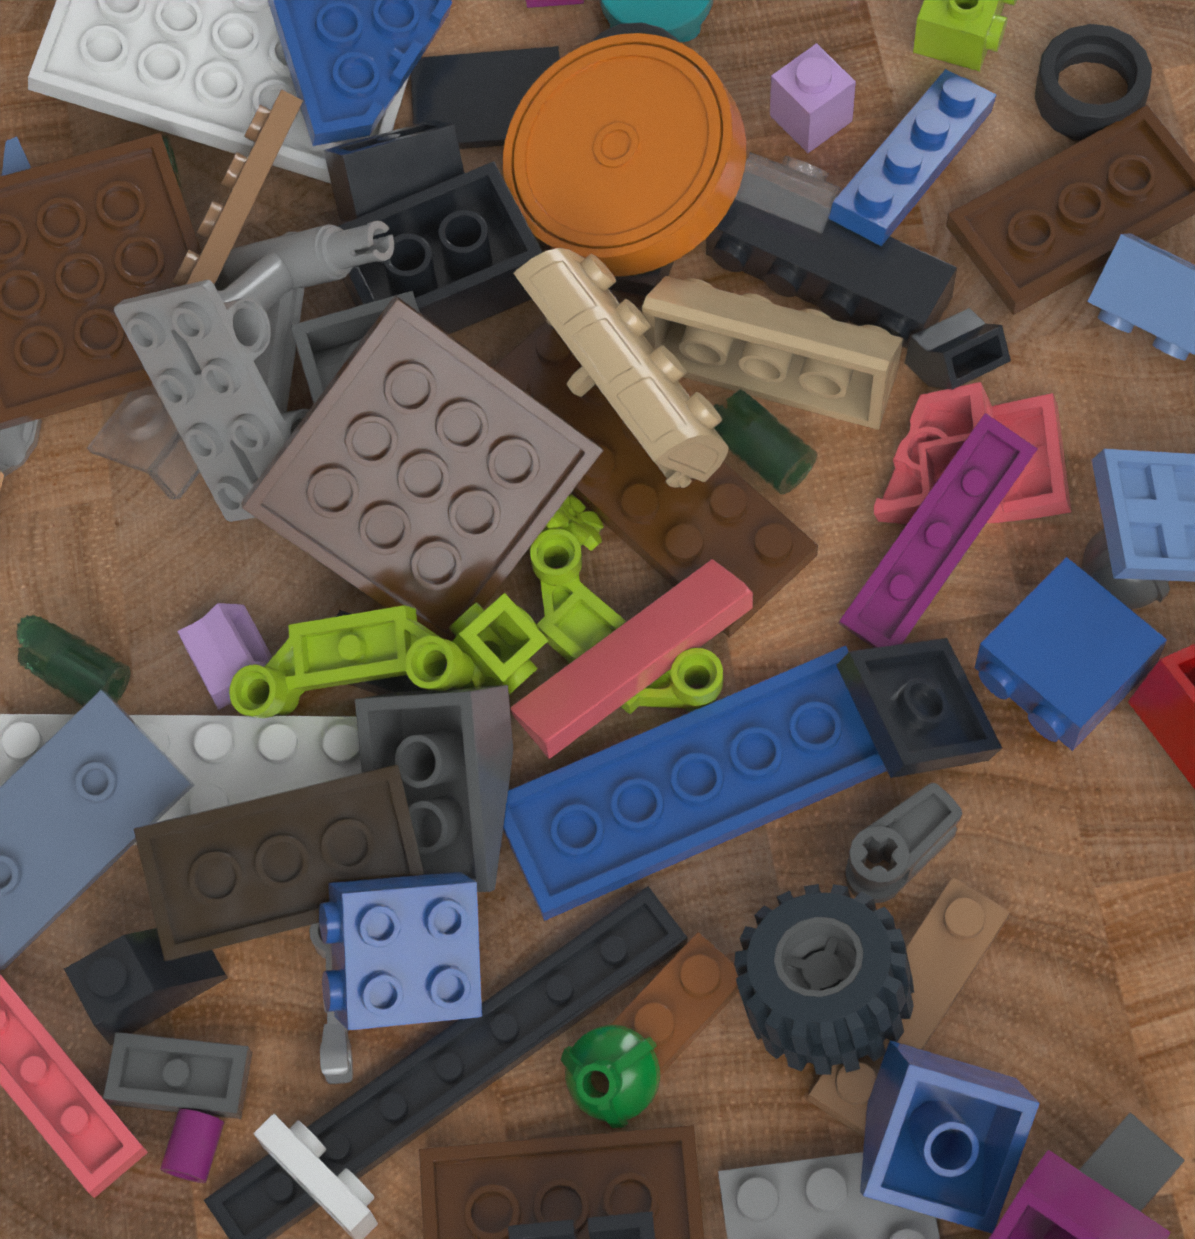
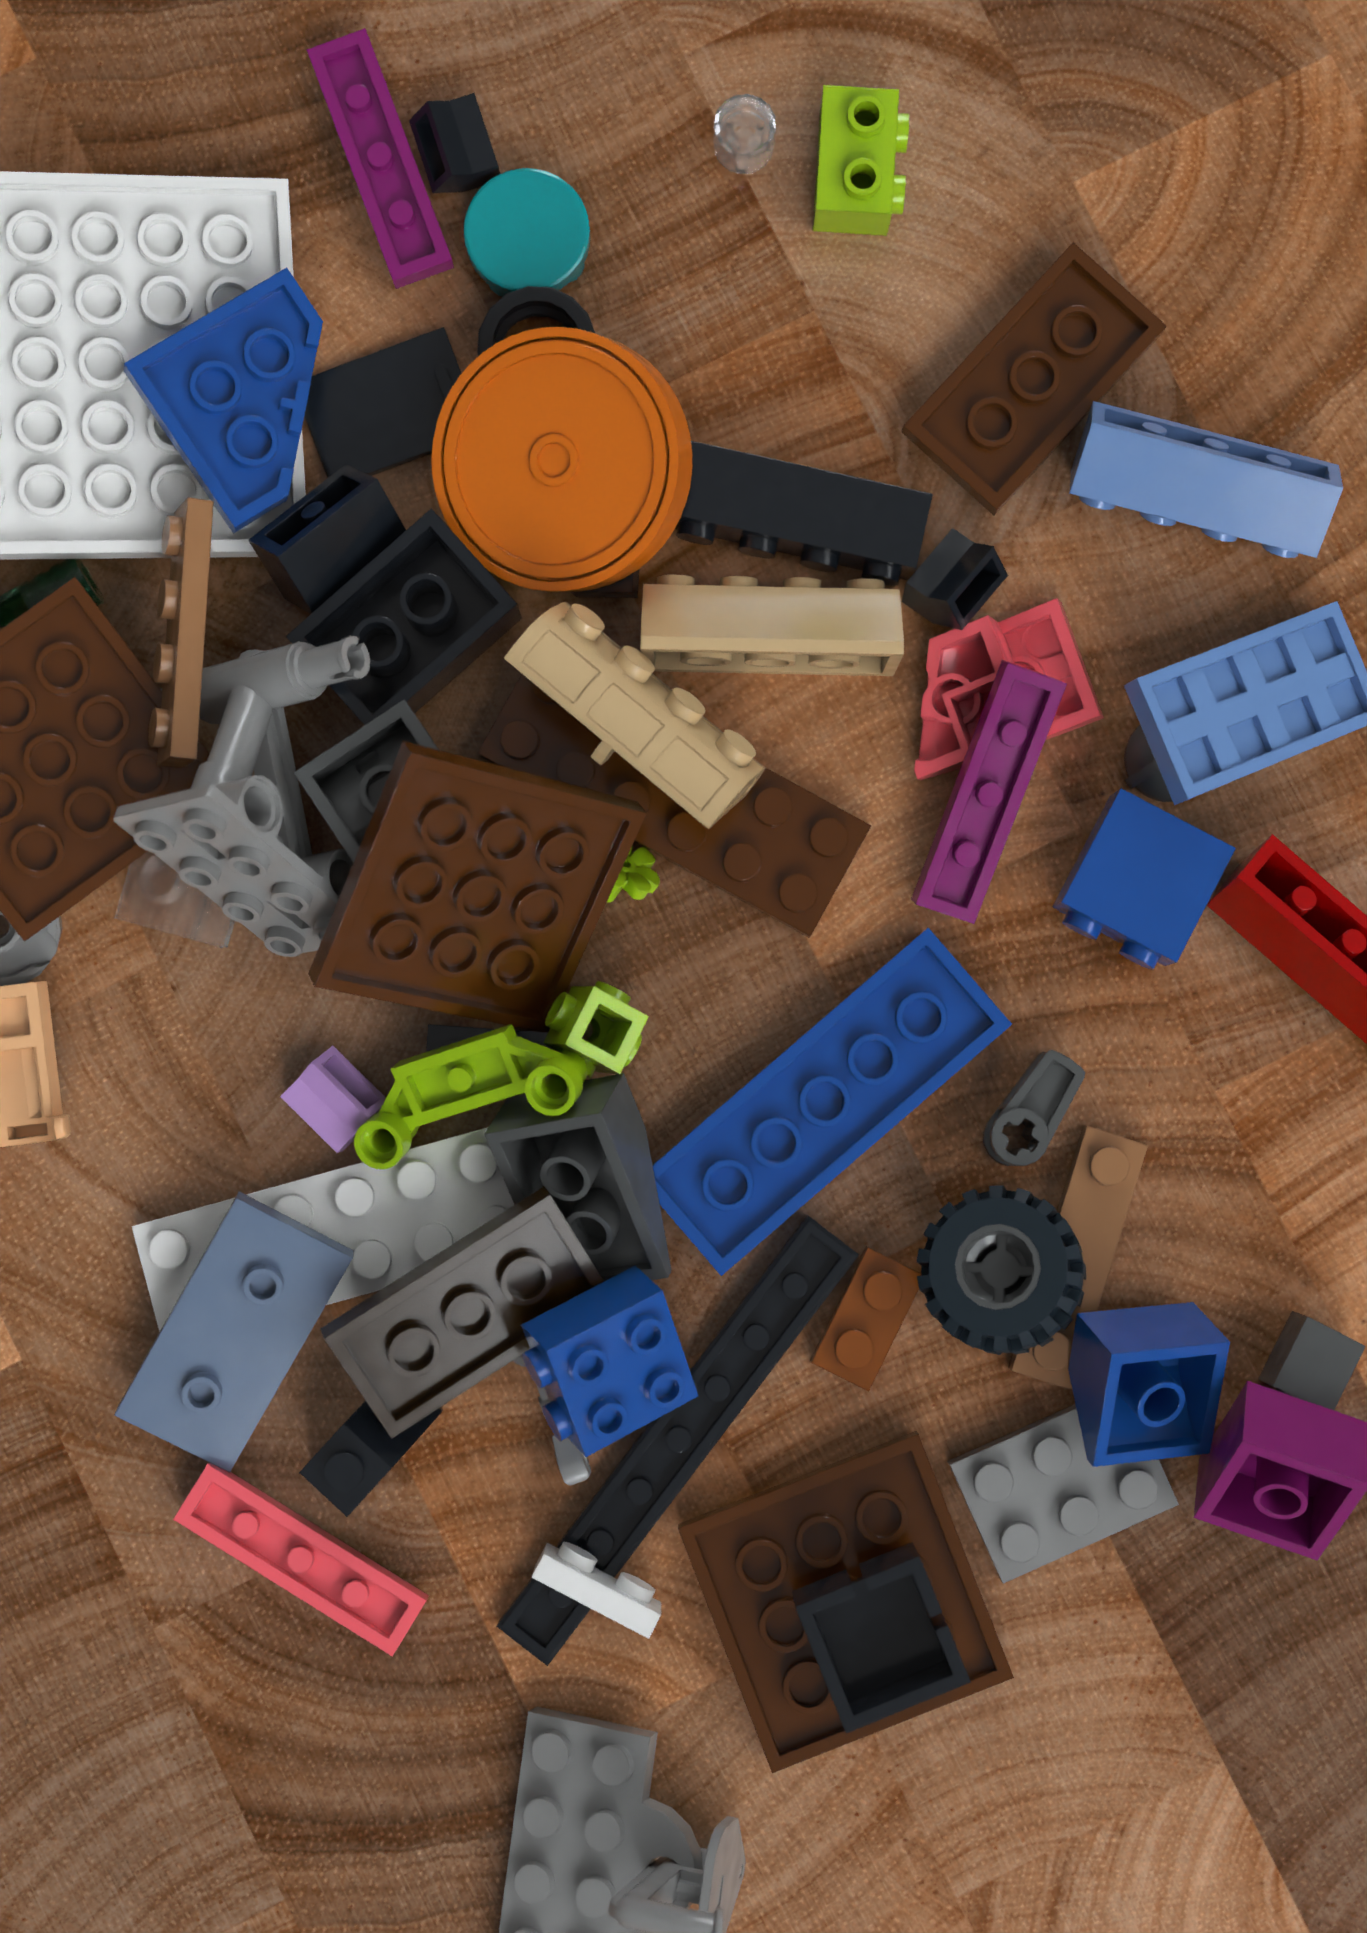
camera: 20 degrees left, 20 degrees up
(75, 675) = (187, 1156): clear green hinge -> none
(177, 1075) = (433, 1522): dark grey plate -> none
(192, 1145) = (469, 1581): magenta hinge -> none
(579, 620) = (699, 988): lime plate -> none
(626, 1062) = (828, 1396): green piece -> none
(632, 657) = (729, 1000): coral slope -> none
(764, 442) = (794, 737): clear green hinge -> none
(788, 190) = (742, 449): clear piece -> none
(812, 98) = (729, 326): lavender brick -> none
(912, 157) = (852, 371): plate -> none
(918, 707) = (1015, 974): black plate -> none
(1094, 45) = (1024, 181): black tyre -> none

